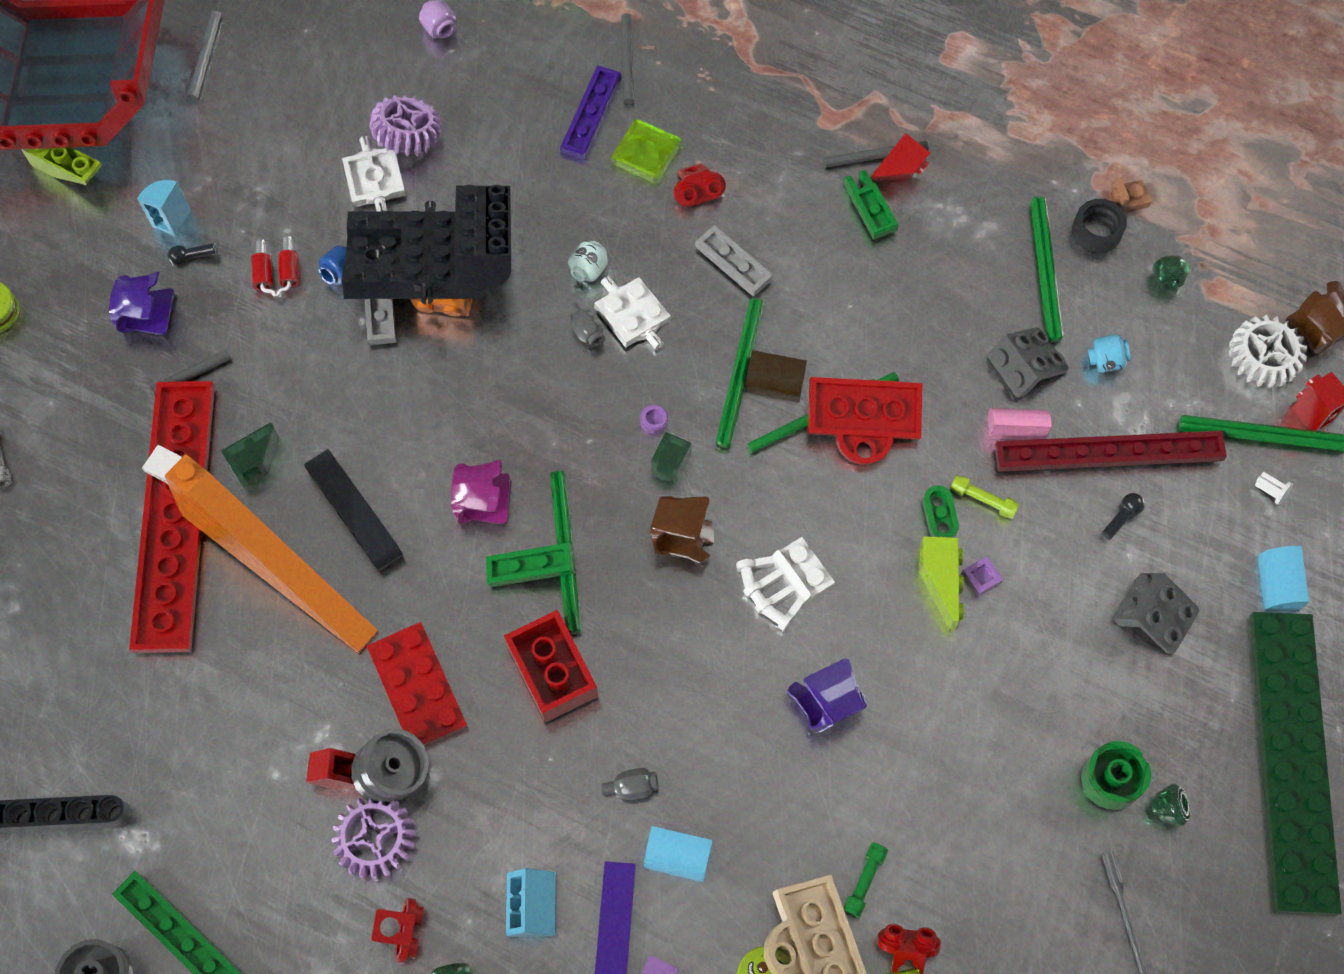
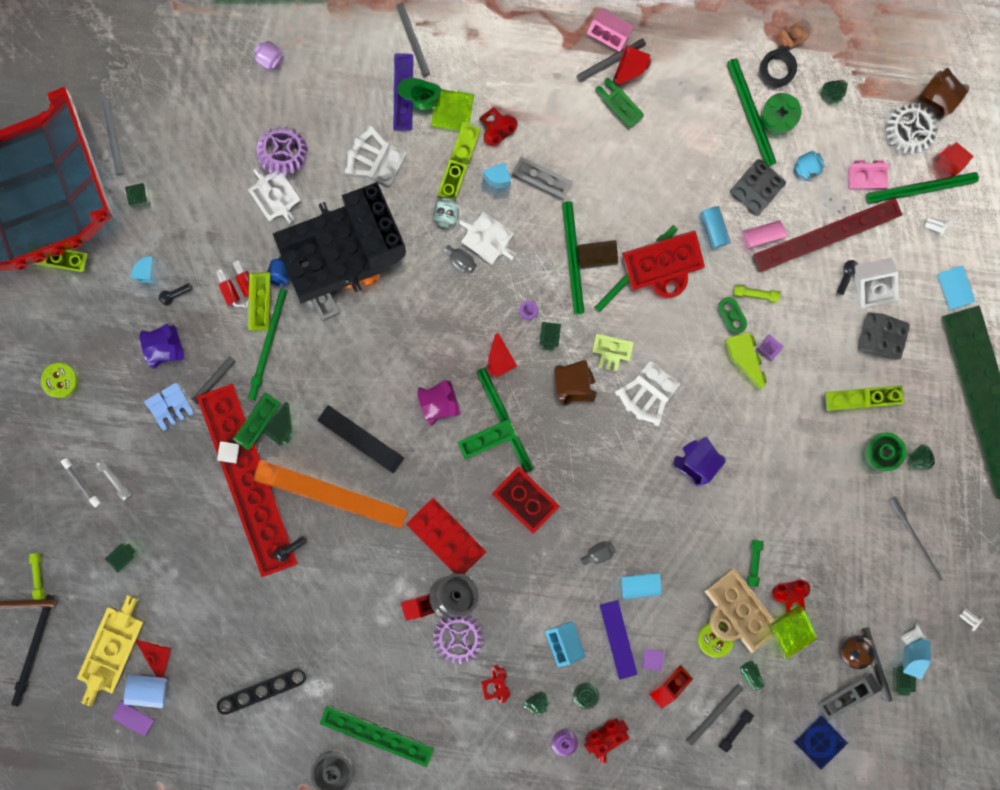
camera: 25 degrees left, 20 degrees up
(104, 377) = (173, 397): none -> light blue legs
(173, 625) = (282, 553): none -> black bar
(200, 123) = (138, 195): none -> clear green brick
(212, 439) = (256, 421): none -> green plate
(248, 389) = (257, 380): none -> green bar
(294, 288) = (258, 301): none -> lime plate
(531, 188) = (386, 164): none -> white plate
(589, 465) = (500, 359): none -> red slope
(611, 115) = (420, 92): none -> green piece
(632, 208) = (459, 161): none -> lime slope
(673, 234) = (497, 176): none -> medium azure brick
(751, 506) = (612, 350): none -> yellowish green hinge
(885, 117) = (610, 29): none -> bright pink brick
(952, 391) = (715, 227): none -> medium azure brick
(1087, 277) = (788, 105): none -> green brick
(1104, 690) = (864, 398): none -> lime slope
(1165, 536) = (877, 282): none -> white slope
(1190, 392) = (868, 175): none -> bright pink bracket

